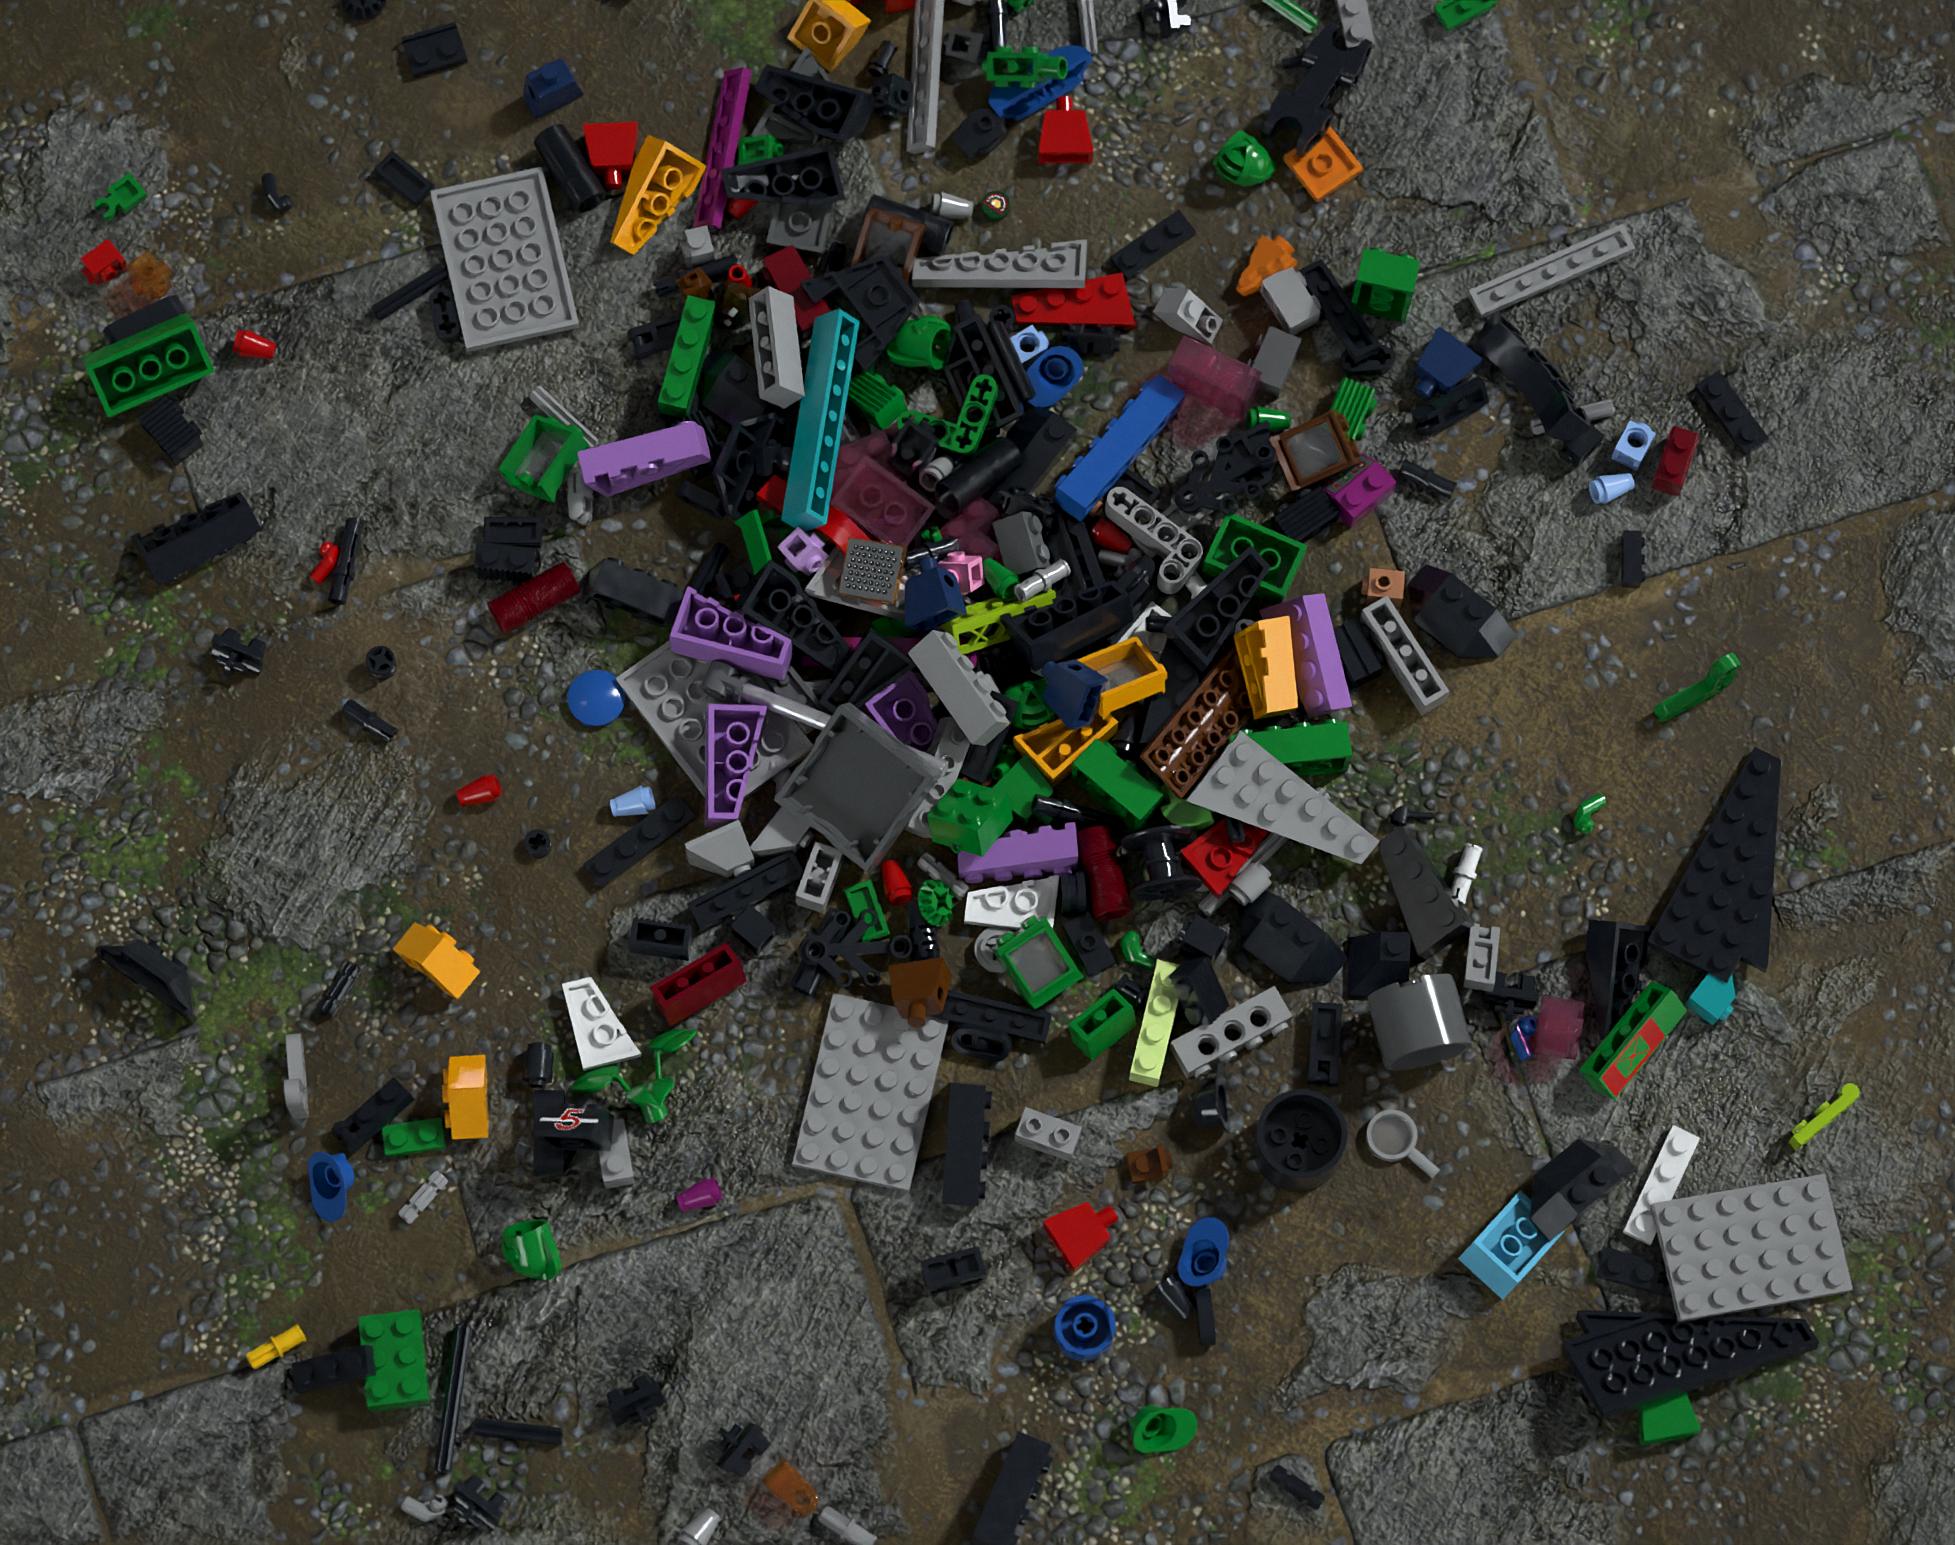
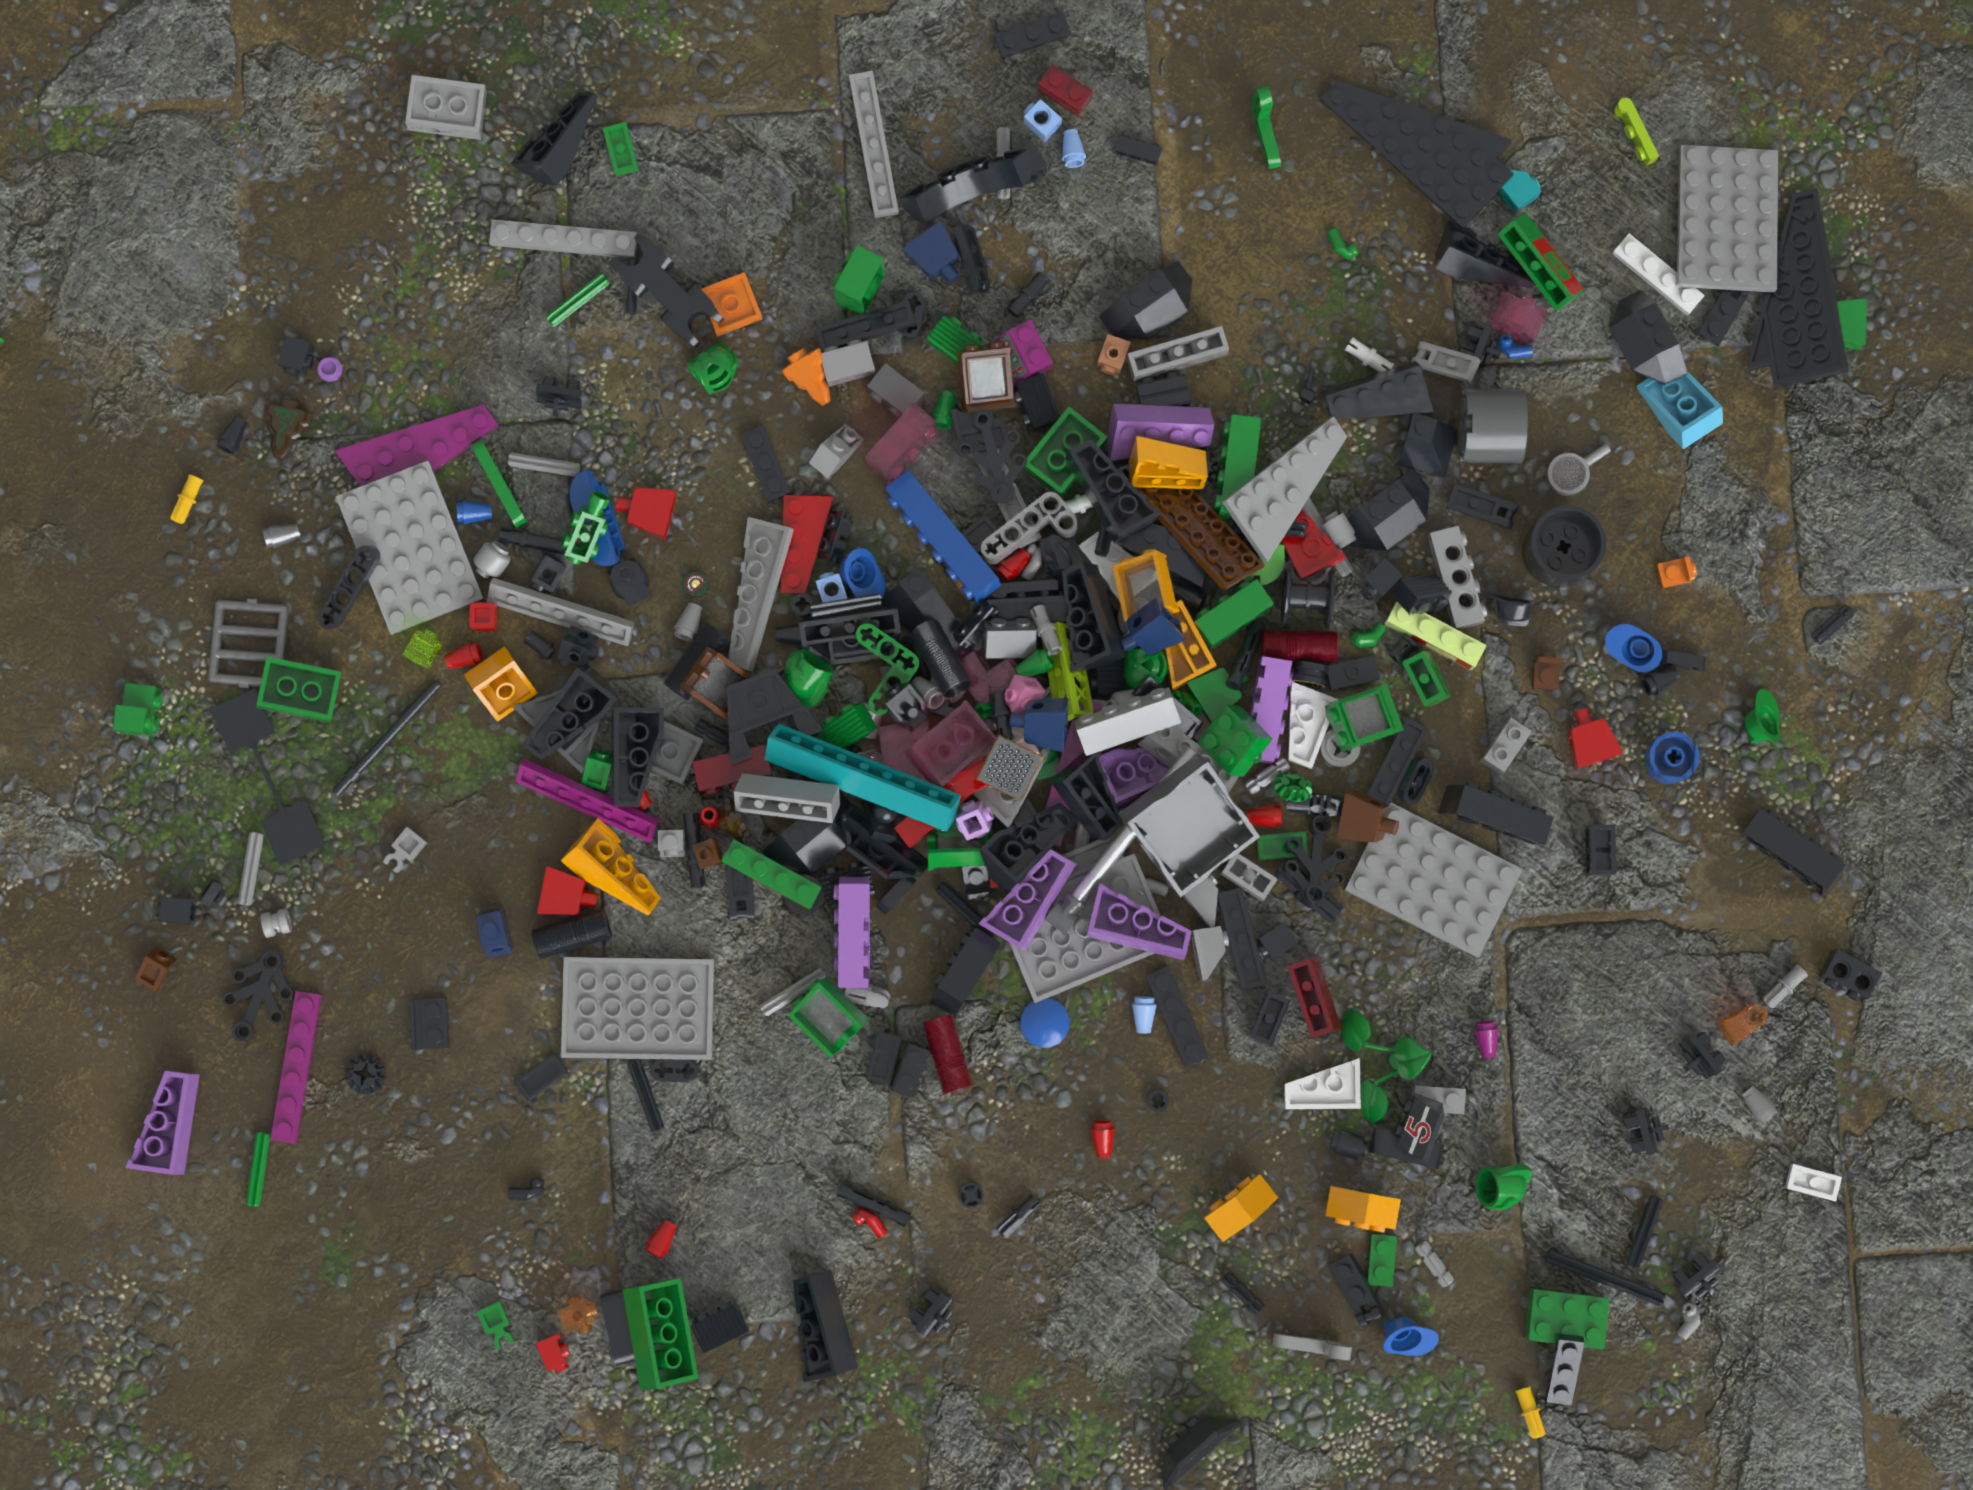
camera: 75 degrees left, 10 degrees up
(1309, 1287) = (1676, 572): none -> orange bracket

